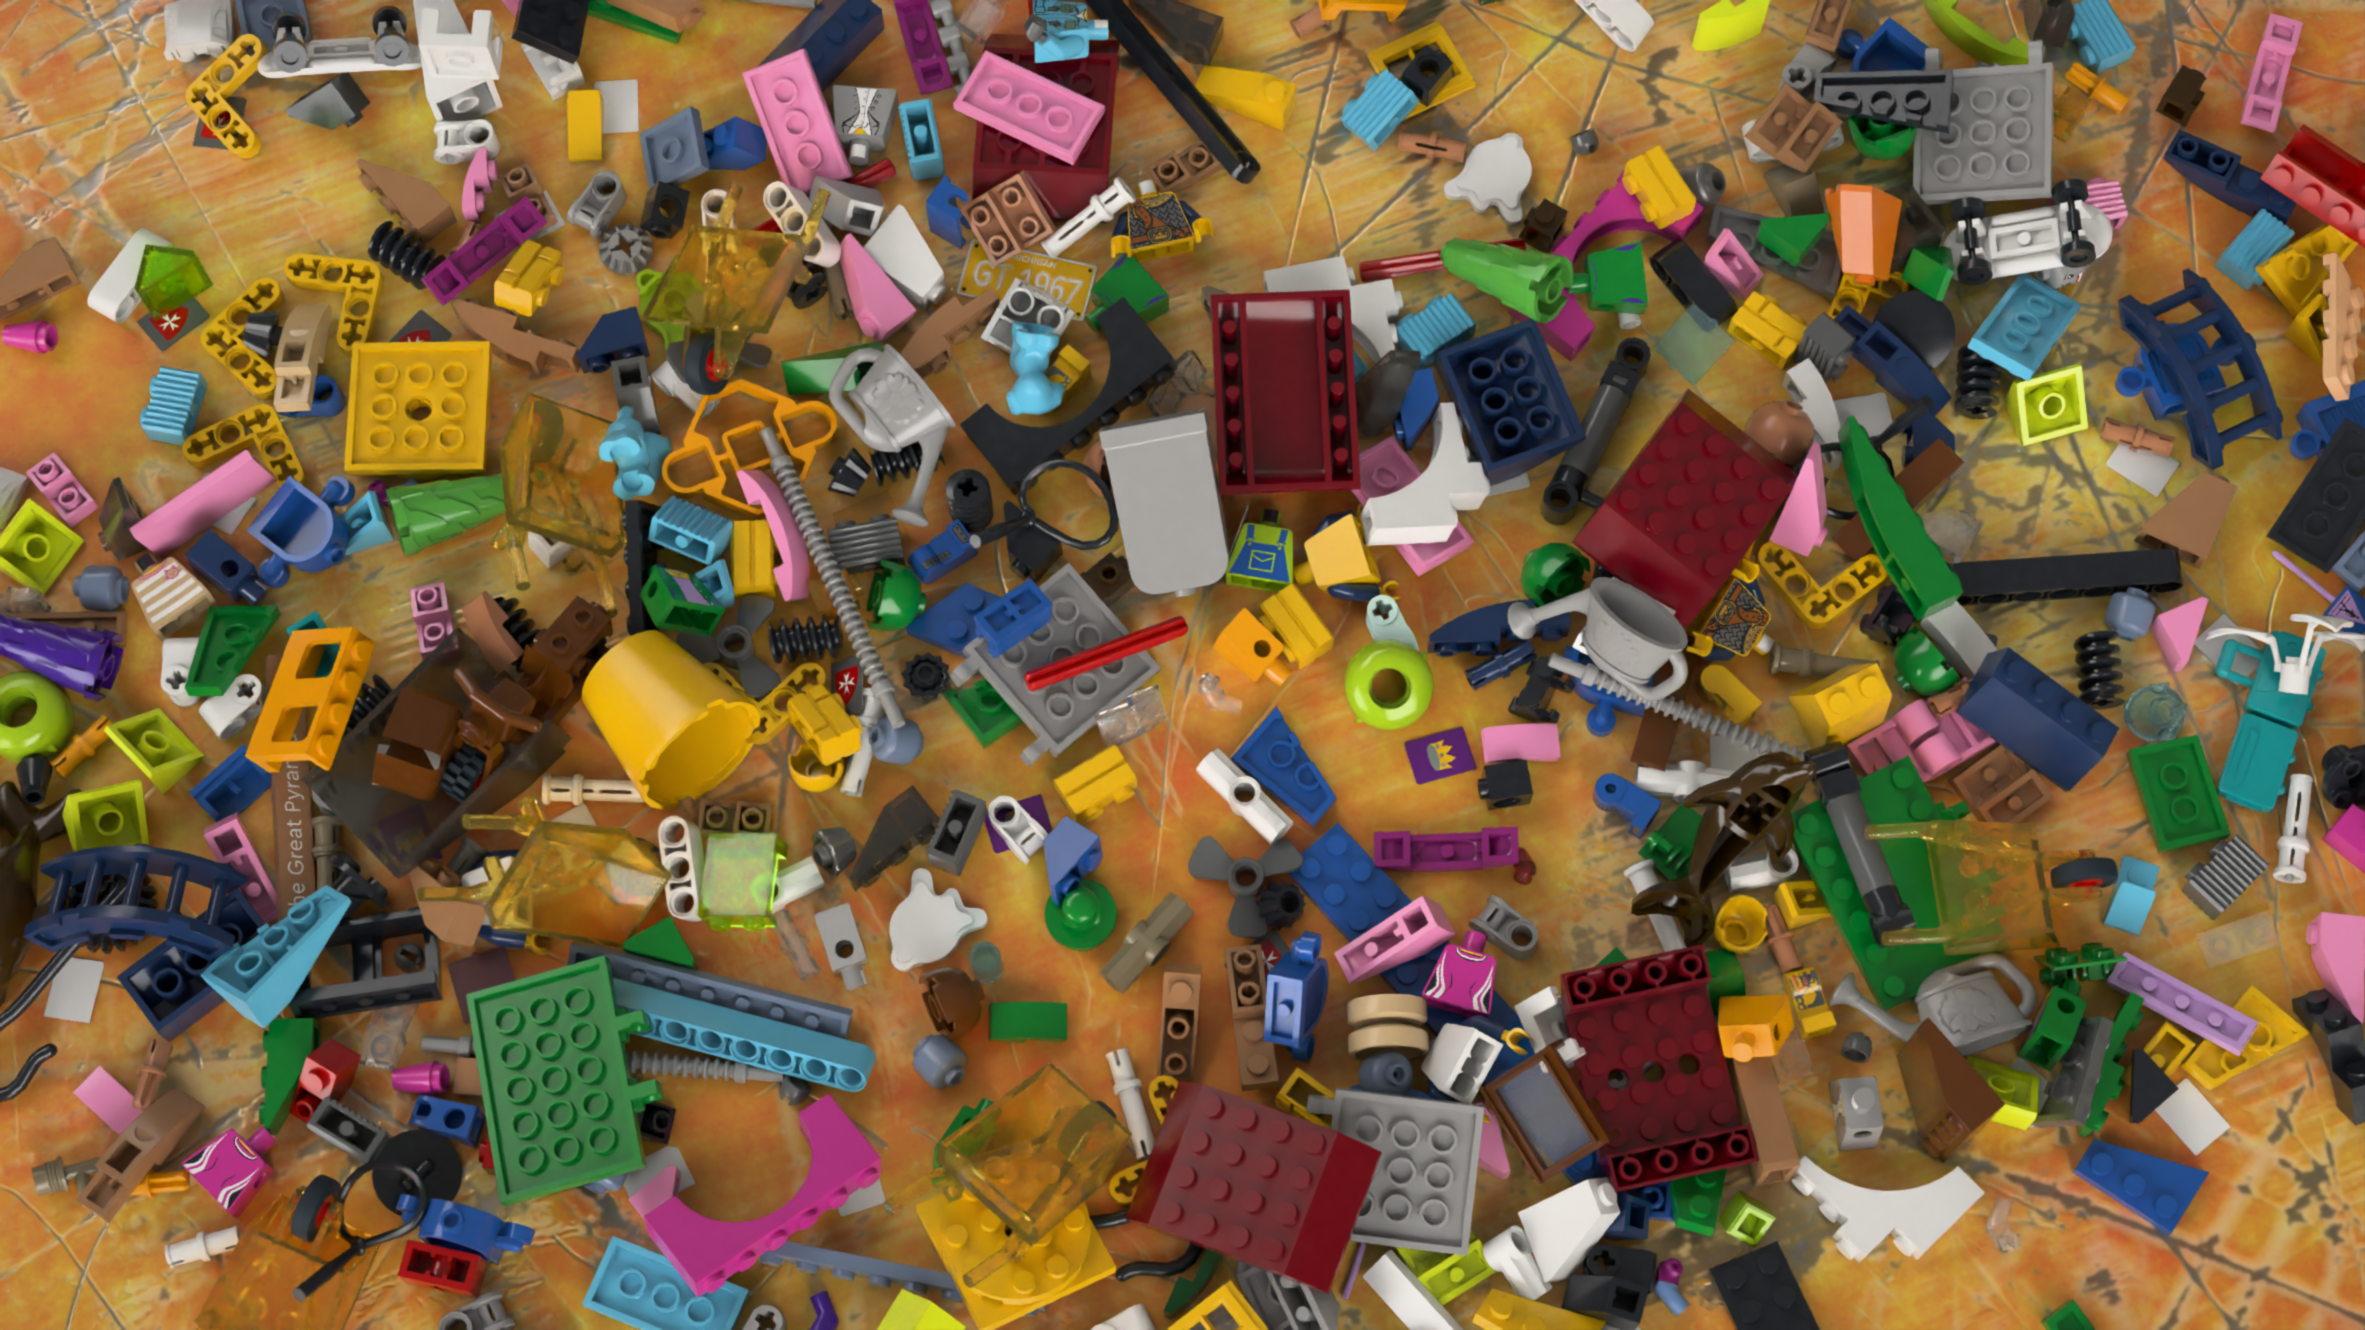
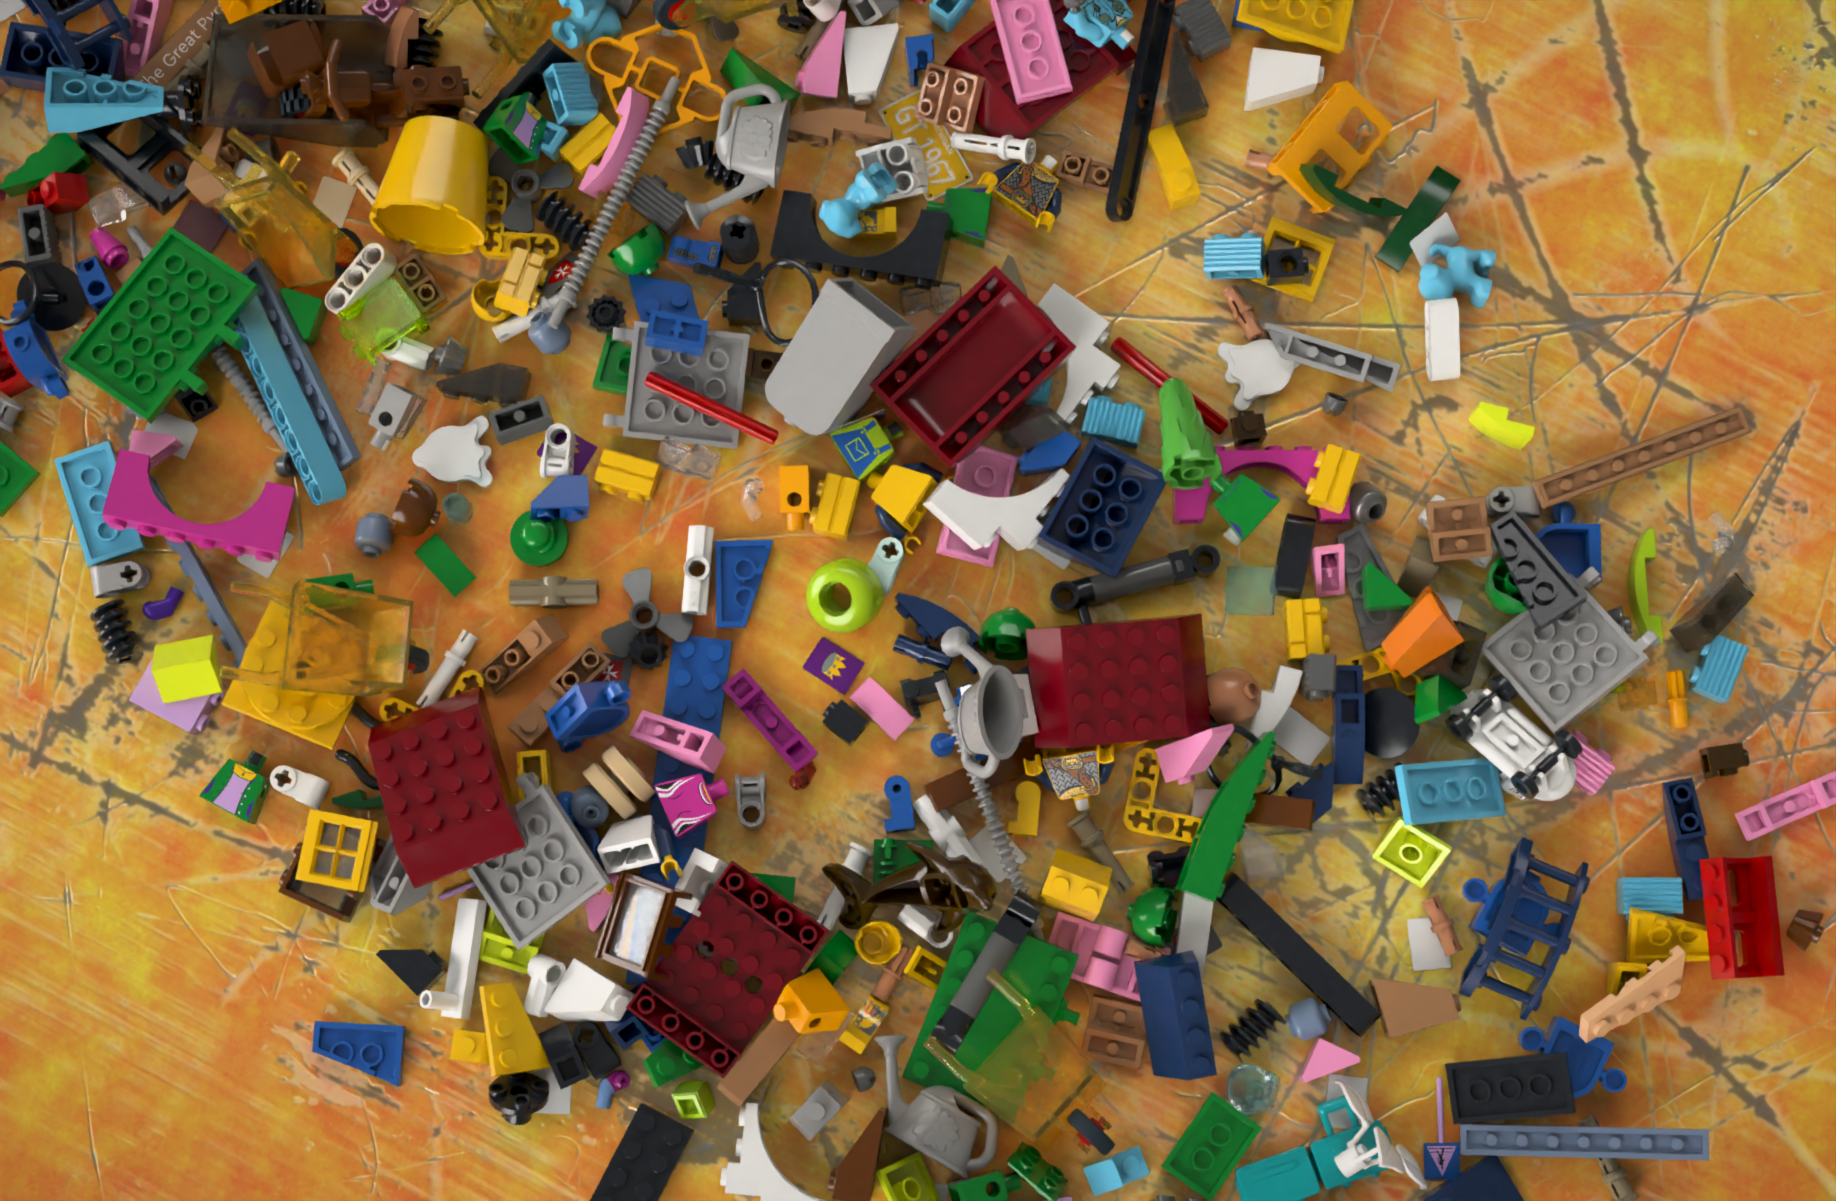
camera: 50 degrees right, 10 degrees up
(1543, 105) = (1333, 357): none -> light grey wedge

